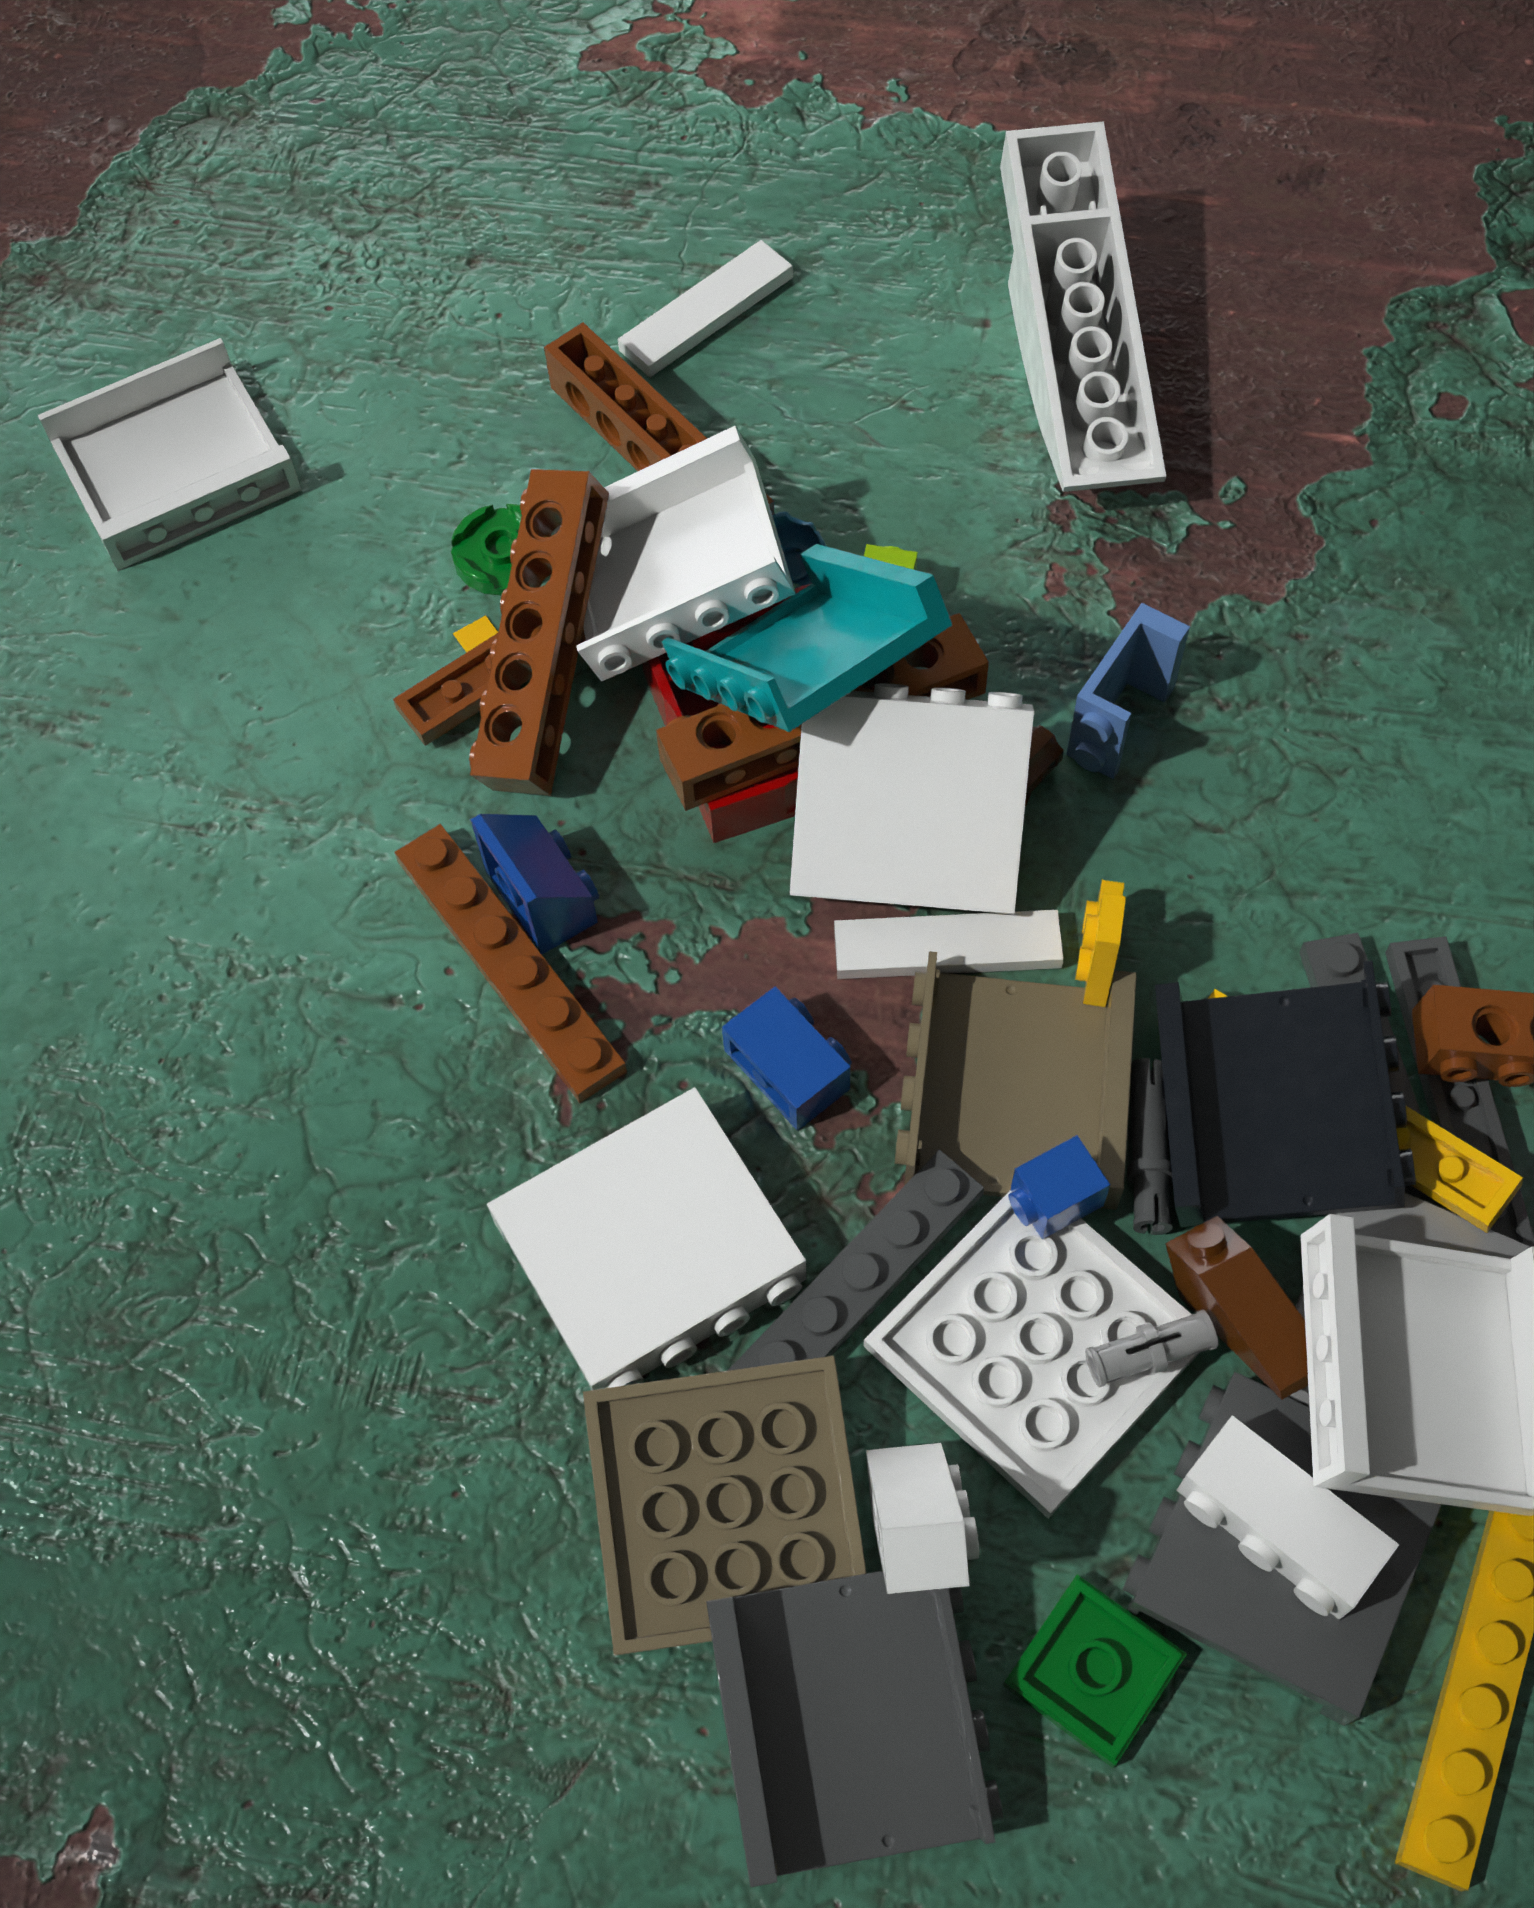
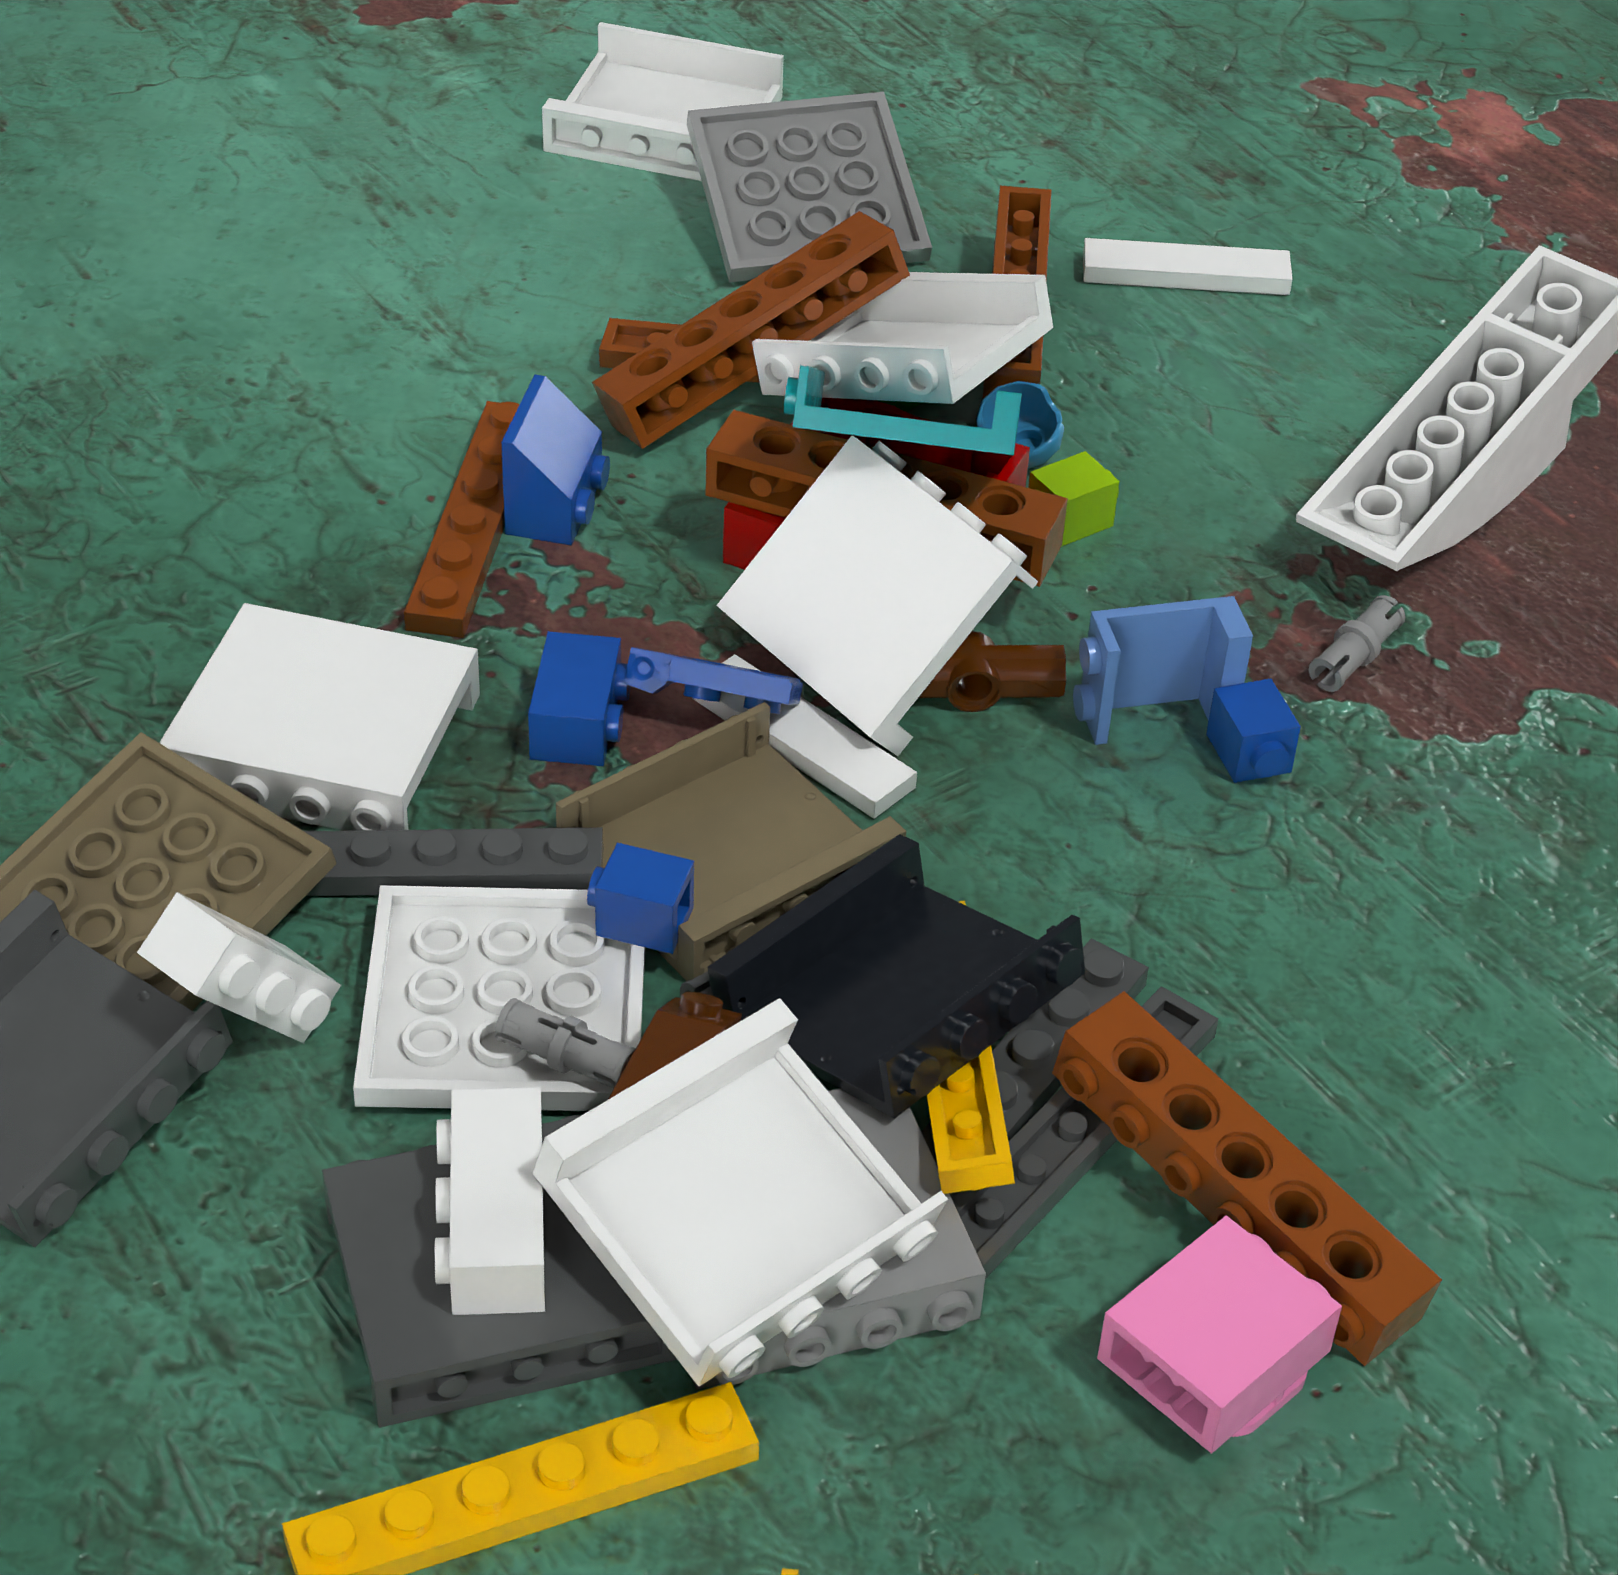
camera: 40 degrees right, 20 degrees down
(388, 453) = (799, 169): none -> light grey plate
(868, 959) = (707, 679): none -> blue hinge
(1094, 1670) = (249, 1220): green tile -> none
(1101, 942) = (910, 790): yellow plate -> none
(1179, 555) = (1357, 643): none -> light grey pin
(1209, 687) = (1253, 730): none -> blue brick

